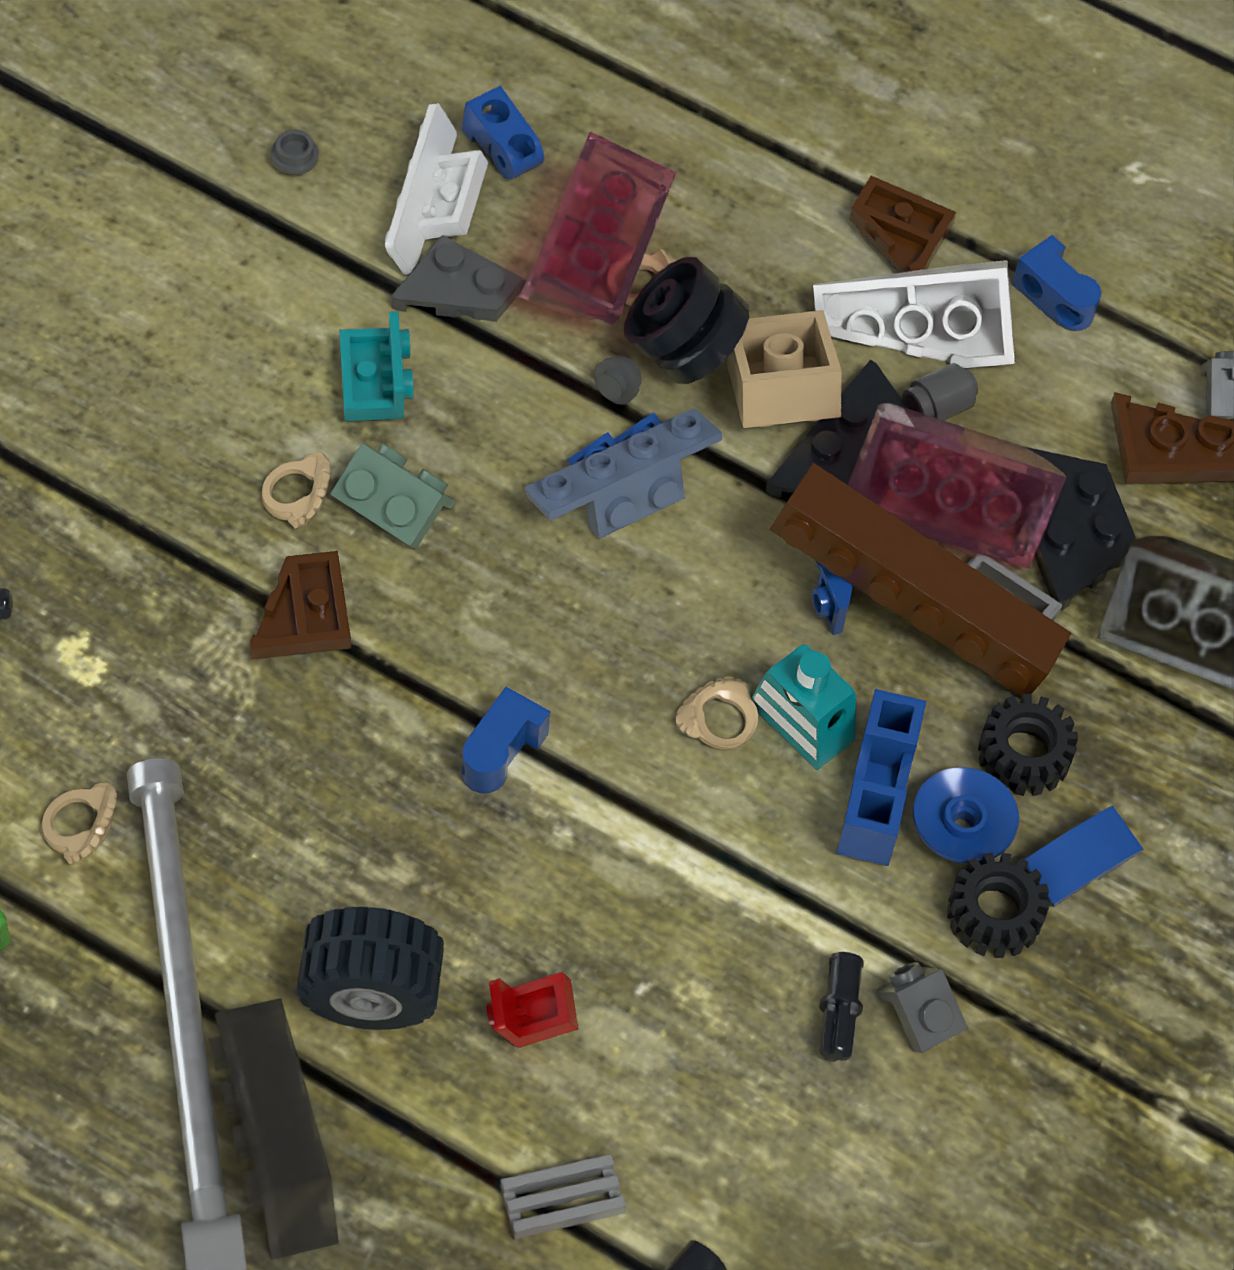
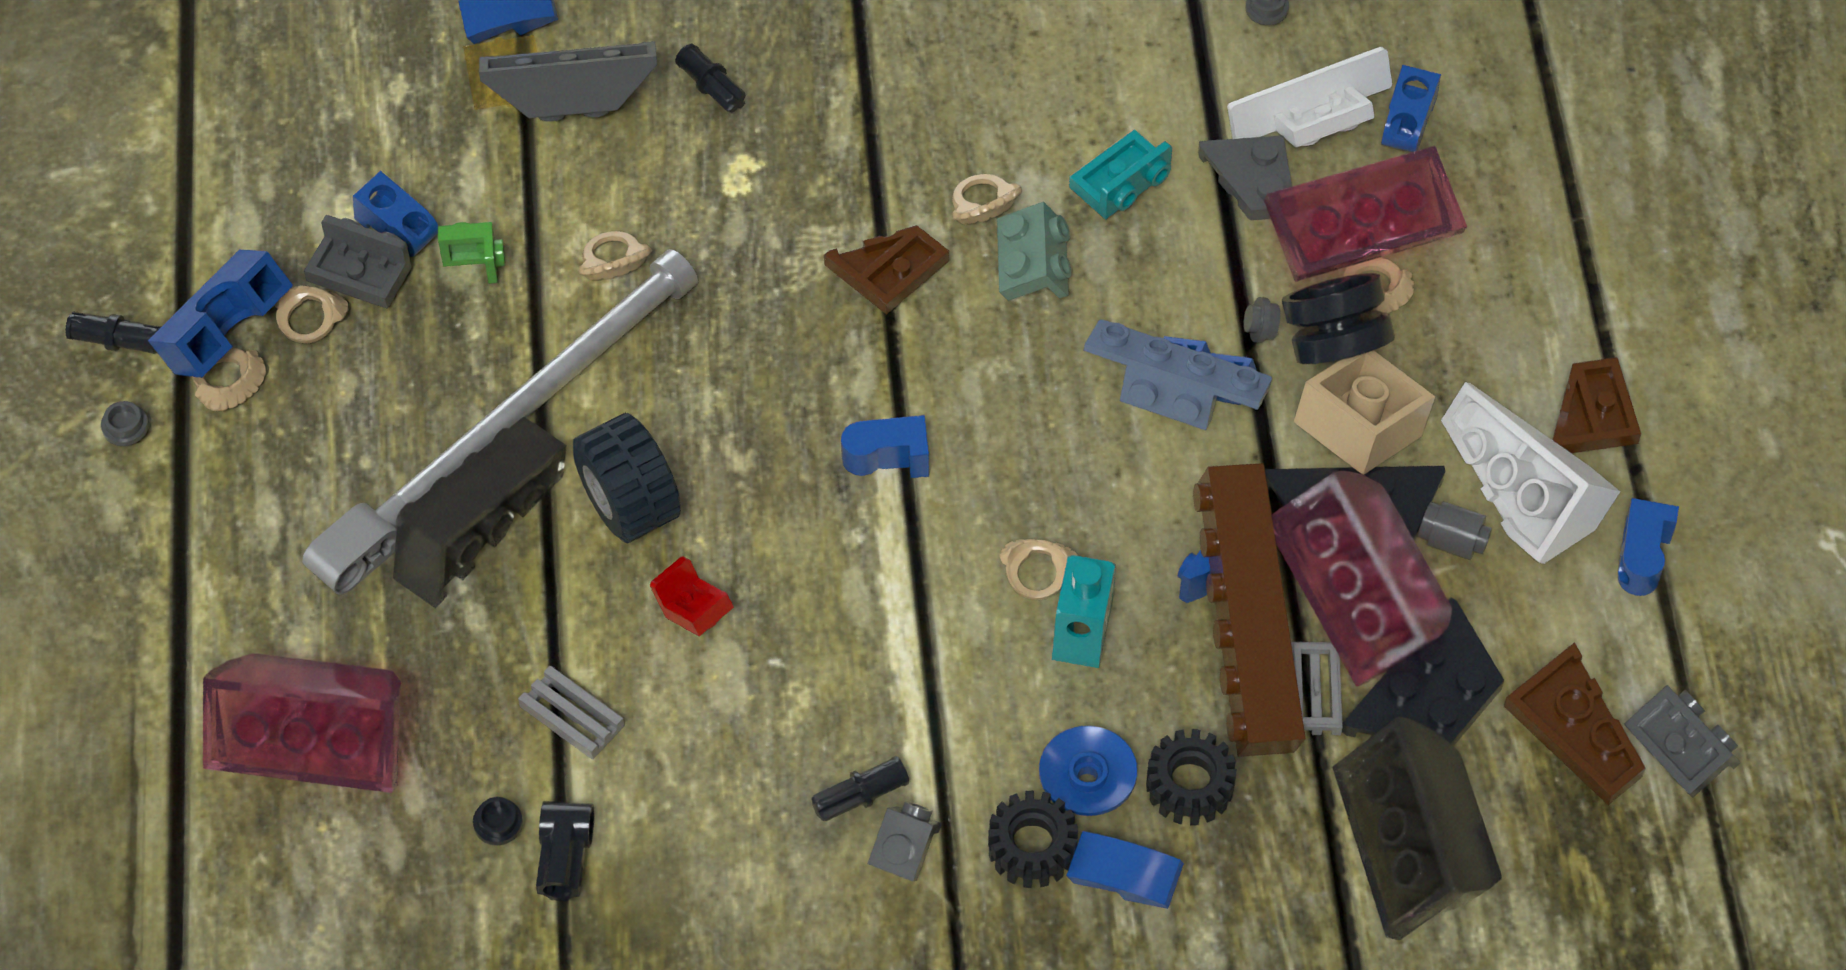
camera: 60 degrees right, 0 degrees up
(881, 777) = (1097, 684): blue arch -> none

